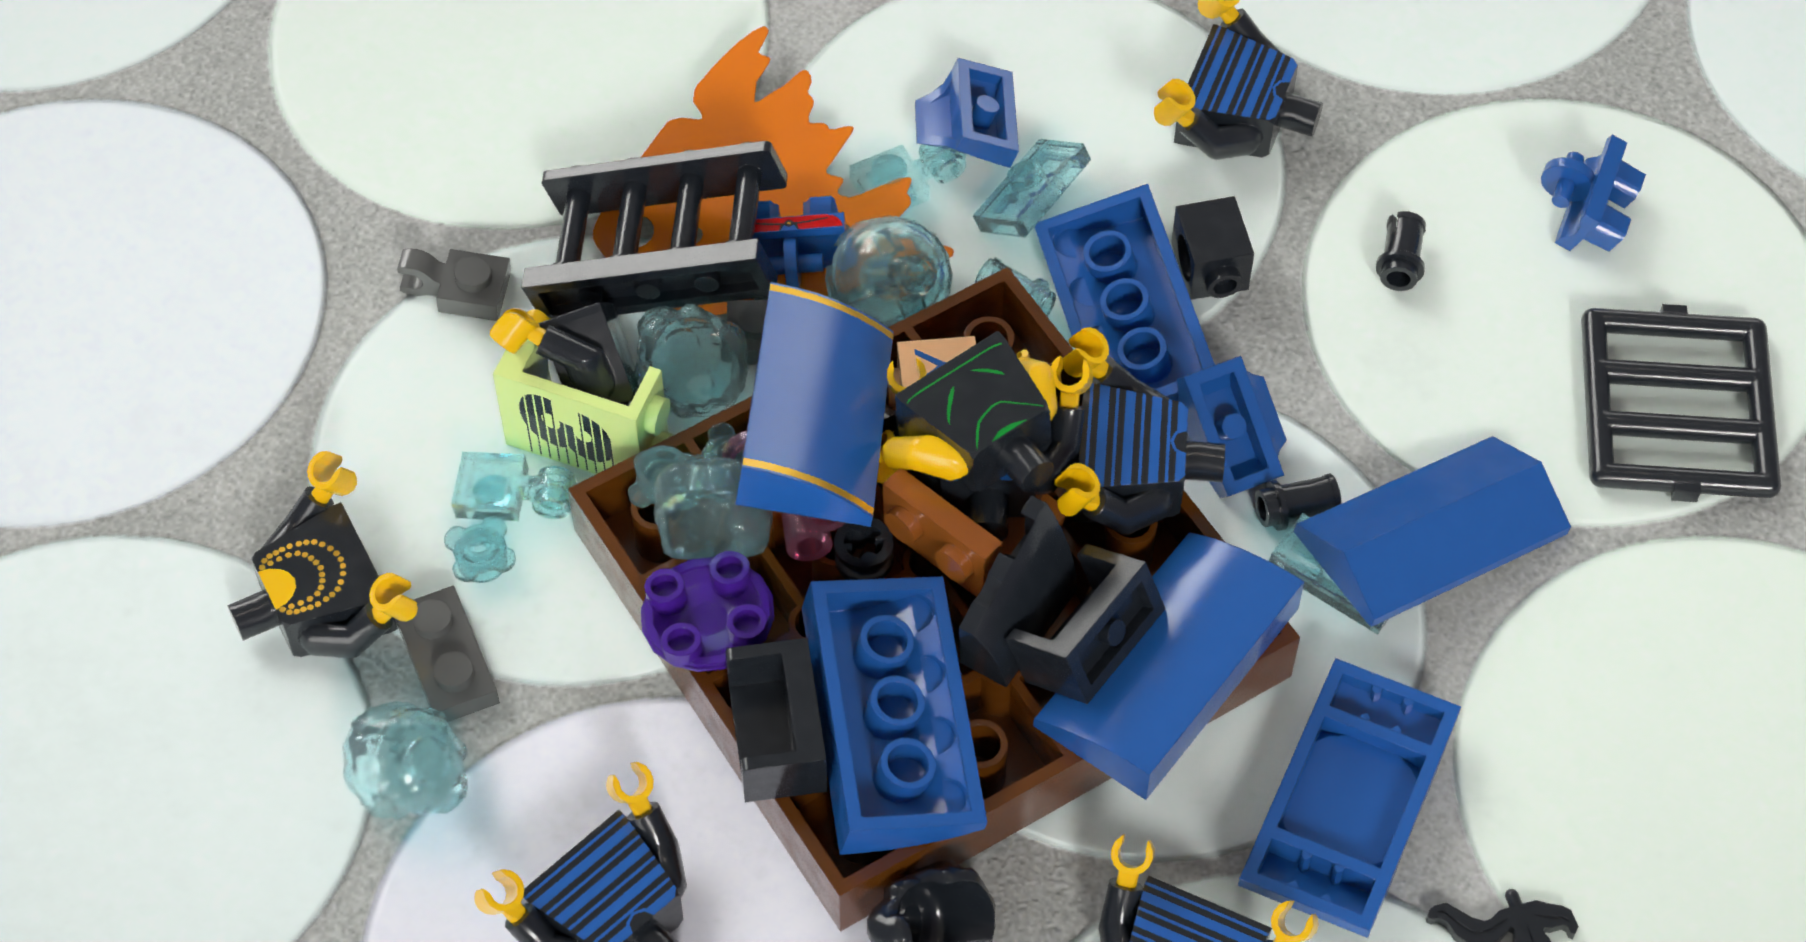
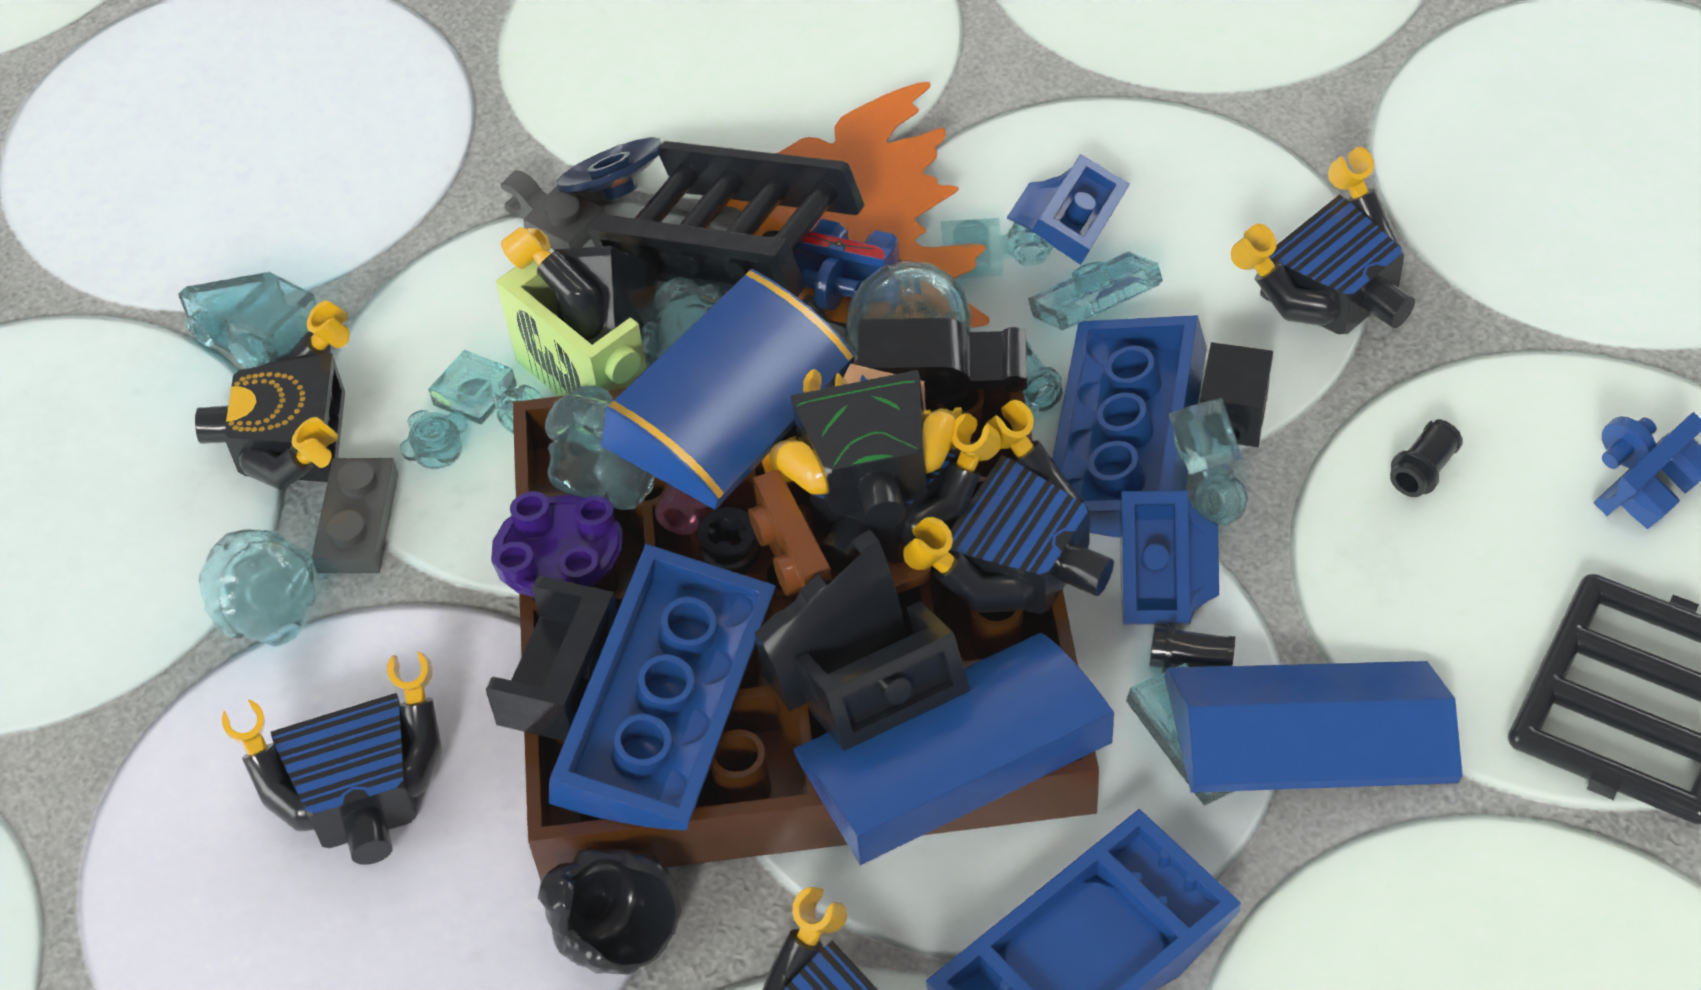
camera: 30 degrees right, 5 degrees down
(220, 494) = (248, 316): none -> clear light blue slope
(496, 213) = (611, 169): none -> dark blue dish
(965, 302) = (945, 355): none -> black piece
(1220, 303) = (1208, 446): none -> clear light blue plate

